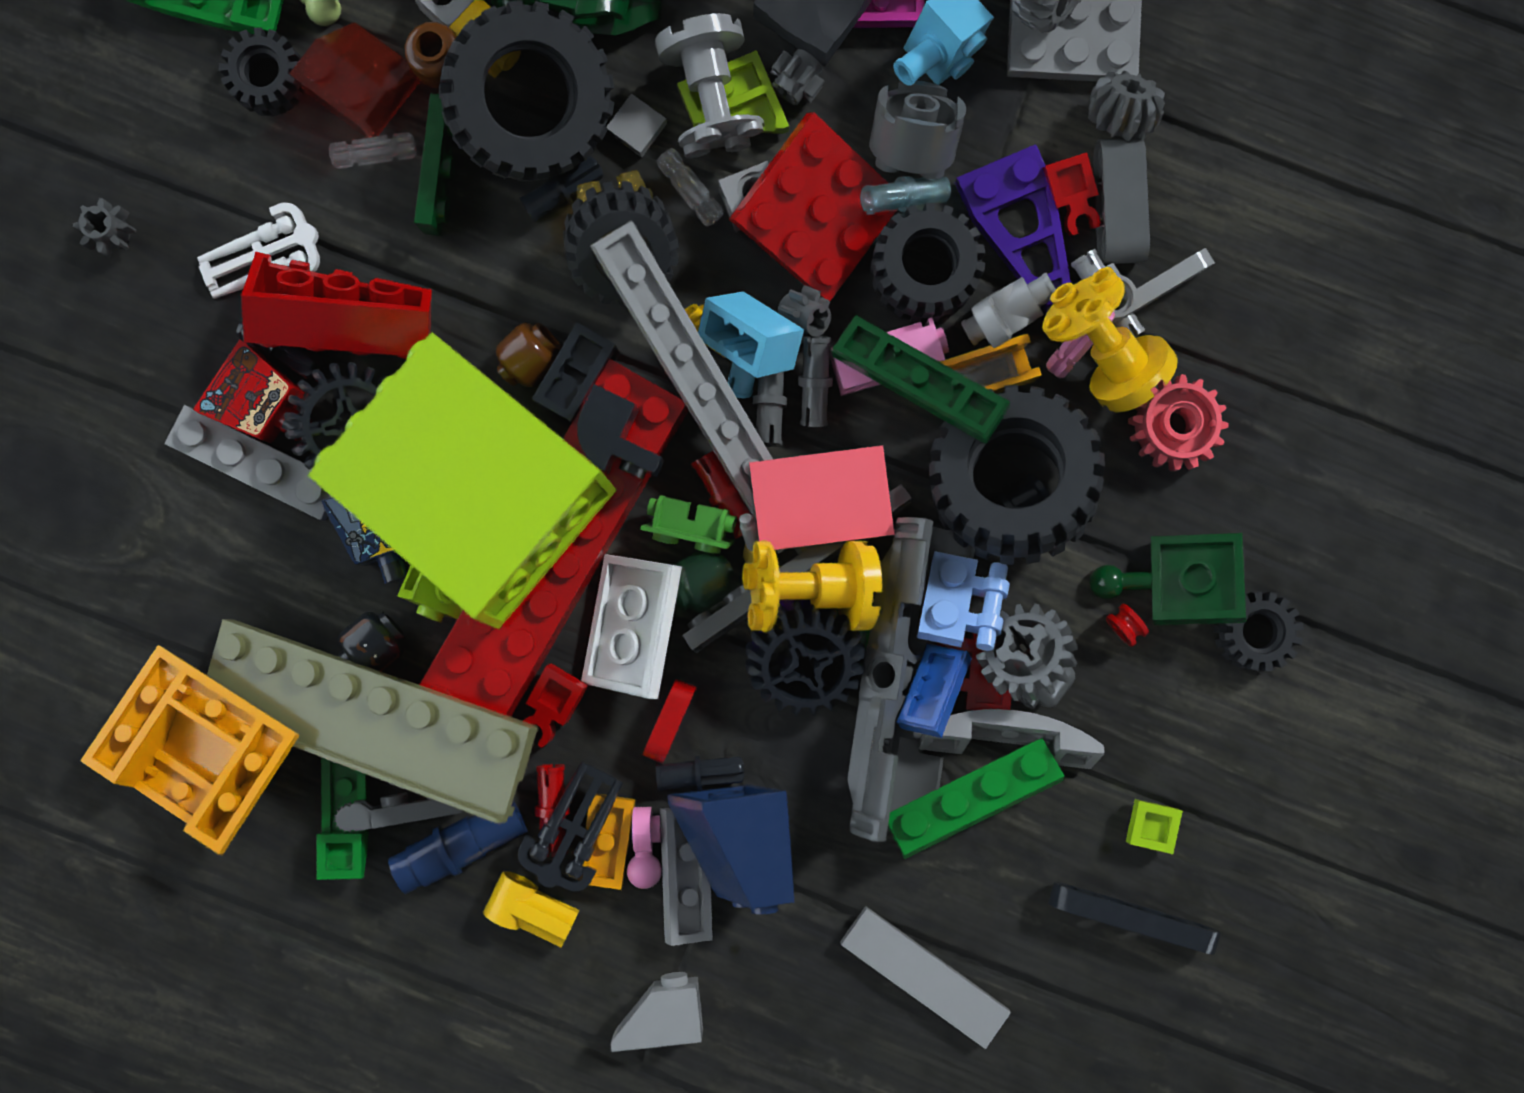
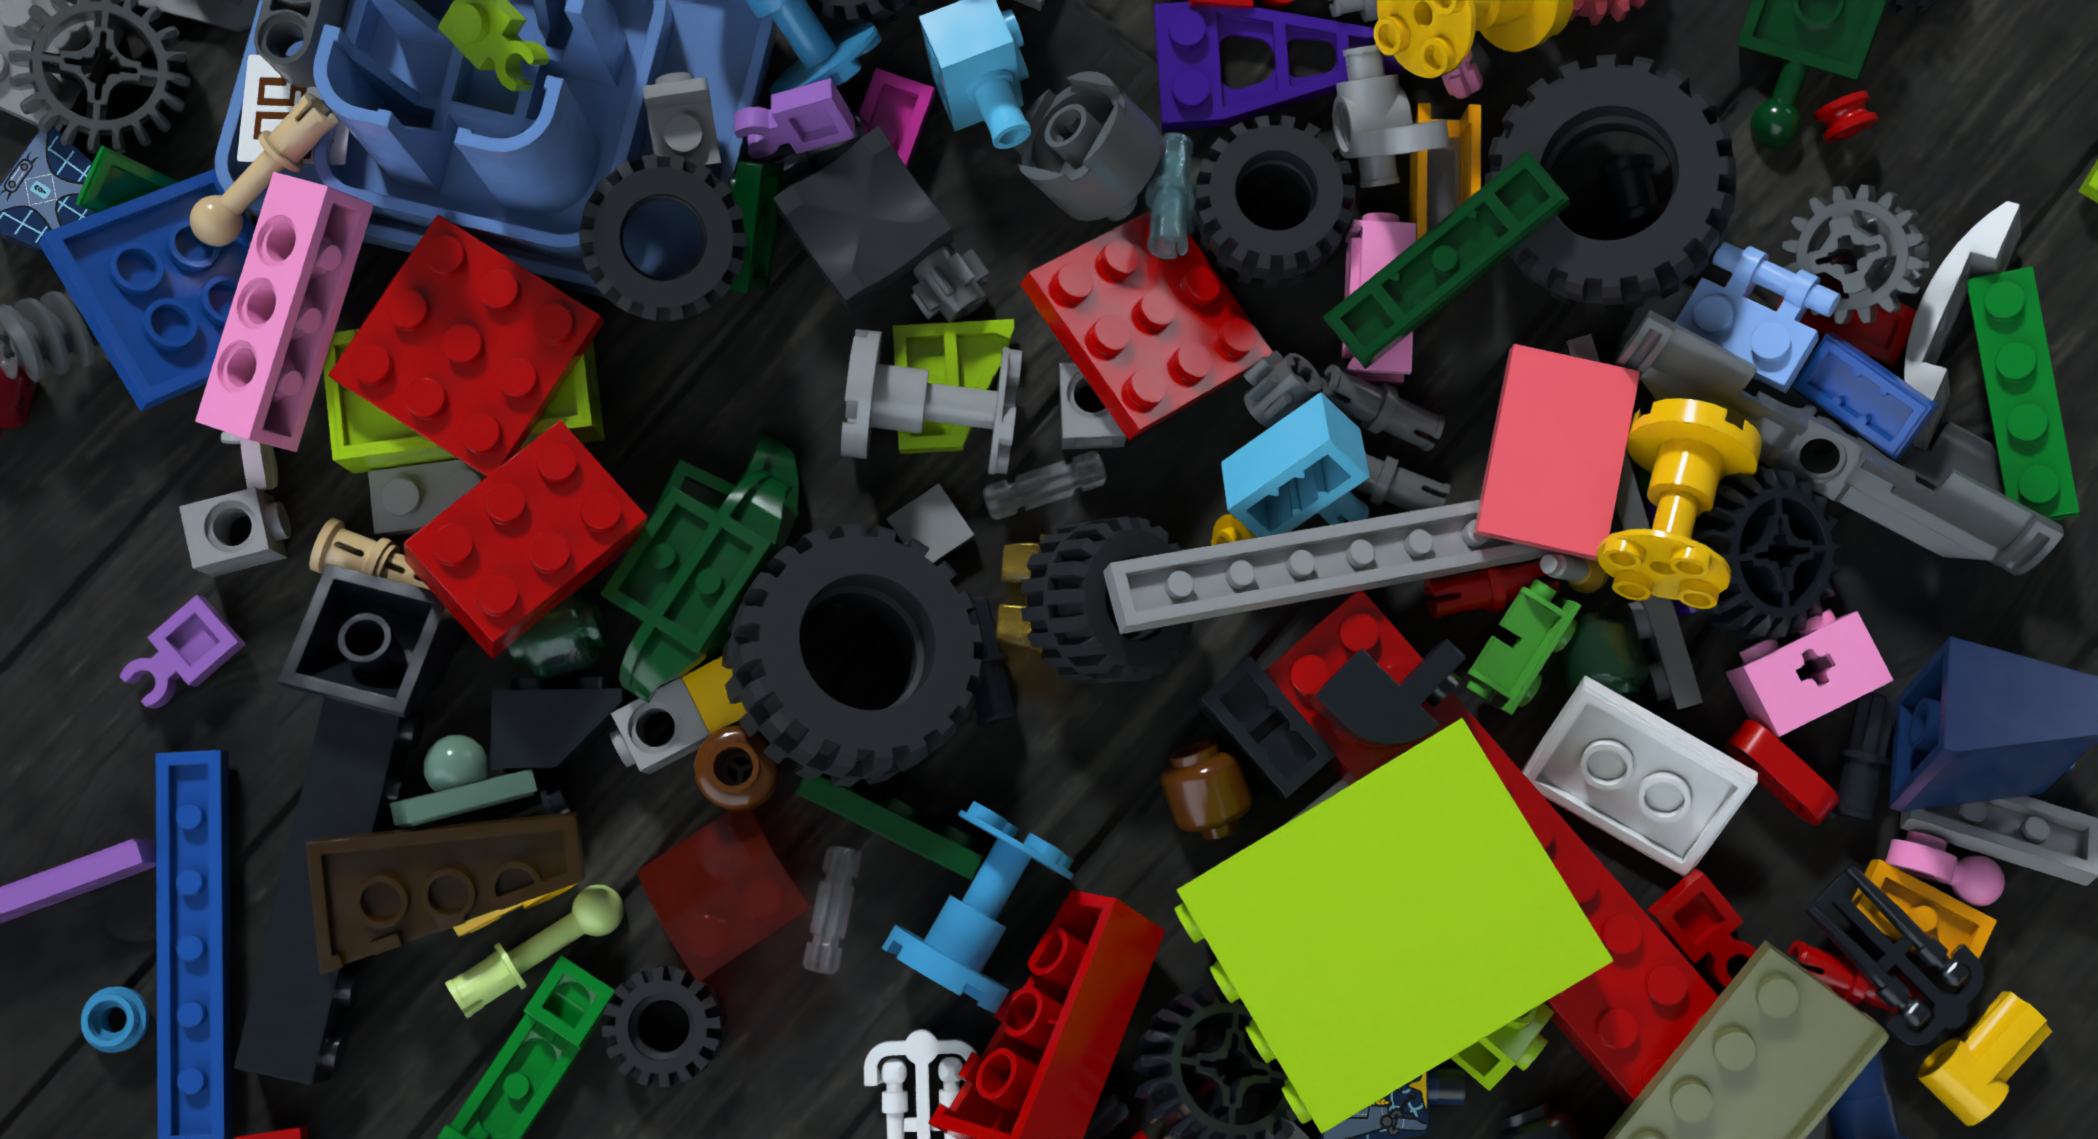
camera: 70 degrees left, 5 degrees down
(382, 231) = (968, 929): none -> dark azure piece
(746, 741) = (1843, 663): none -> bright pink brick

